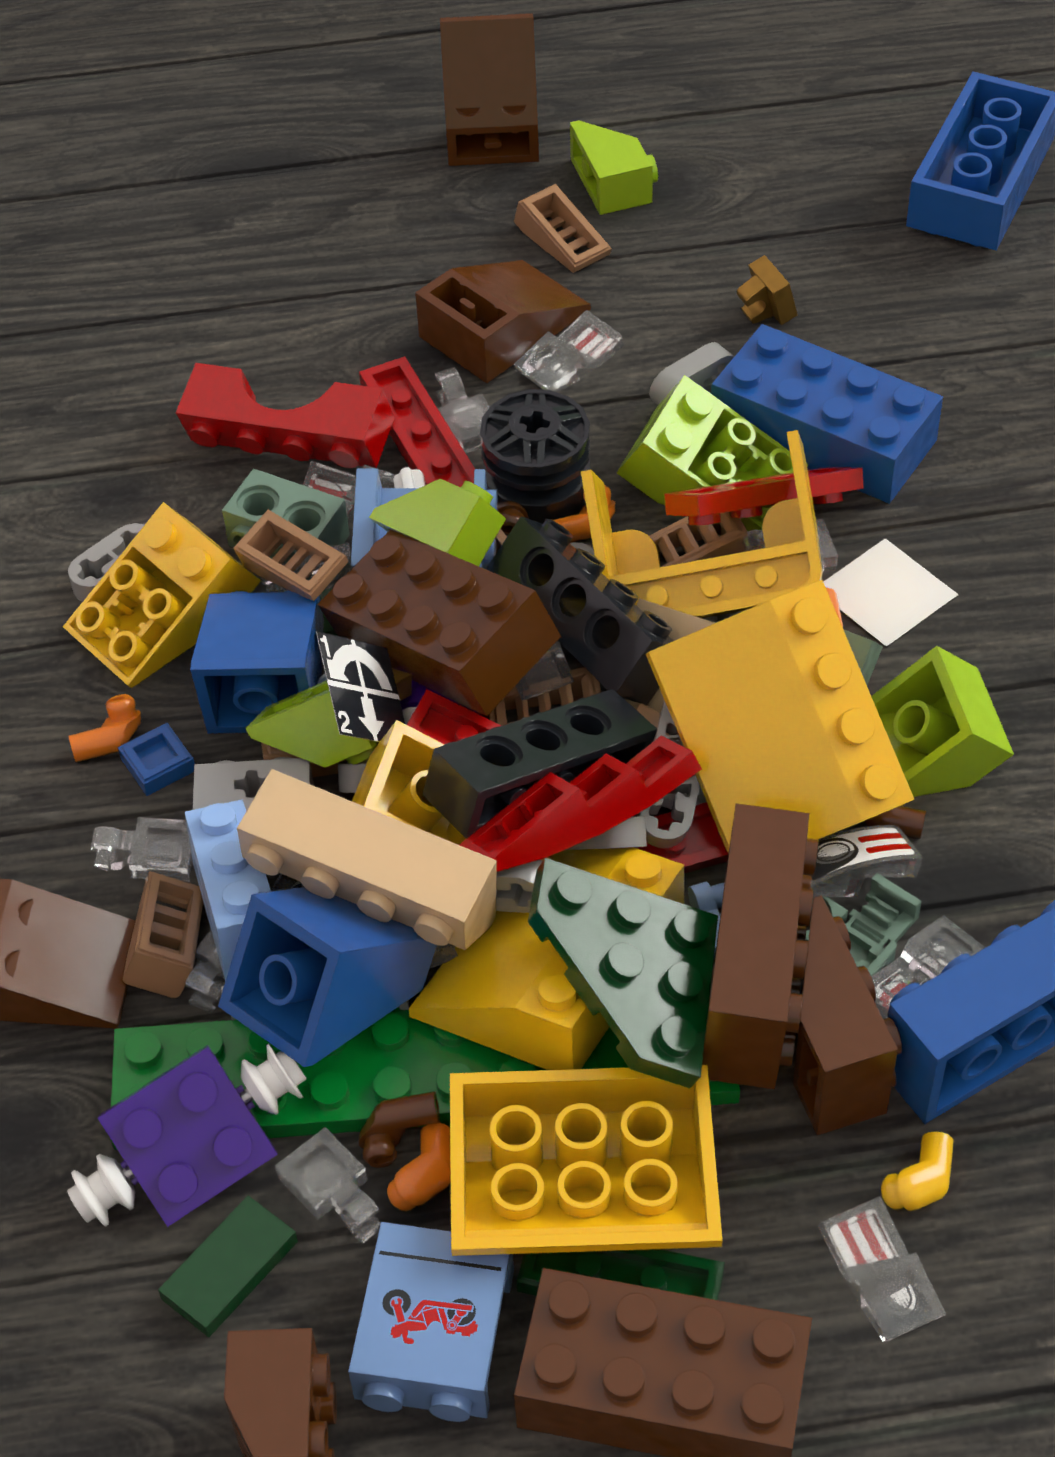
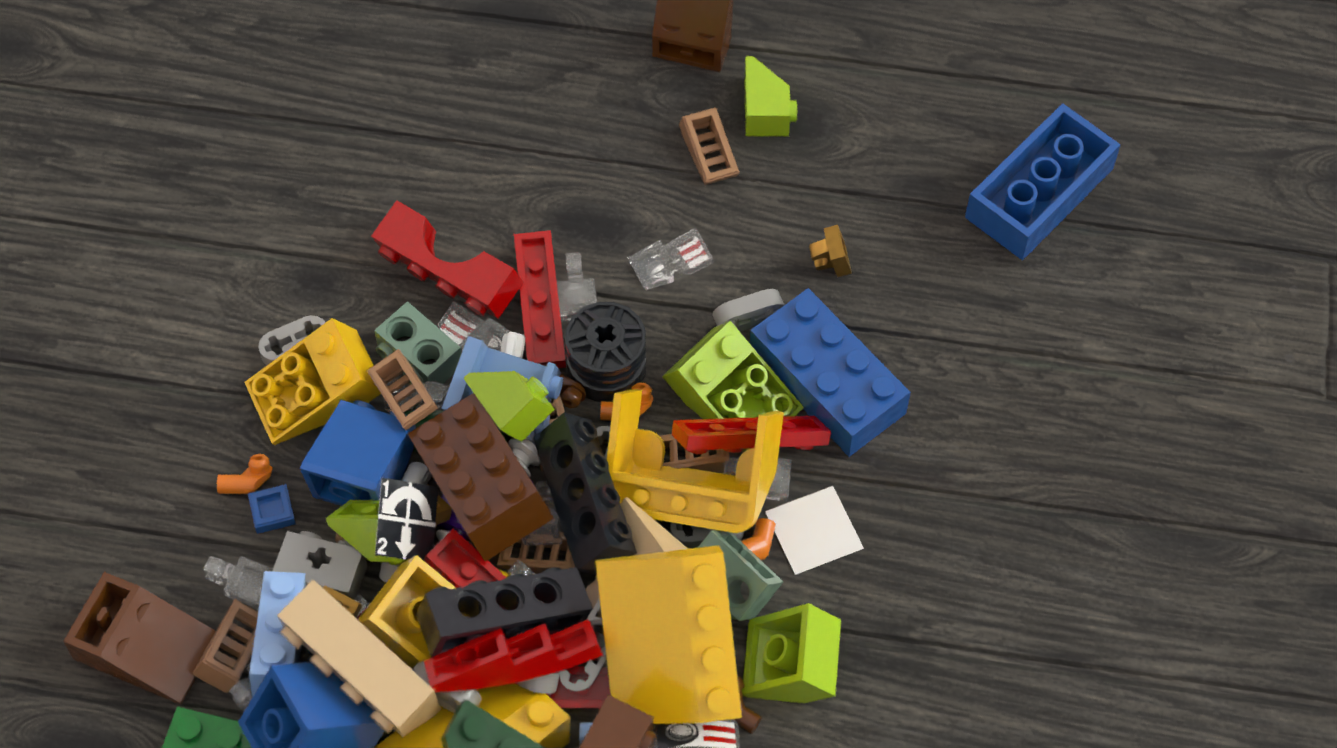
camera: 15 degrees right, 10 degrees up
(493, 314) = (631, 210): reddish brown slope -> none

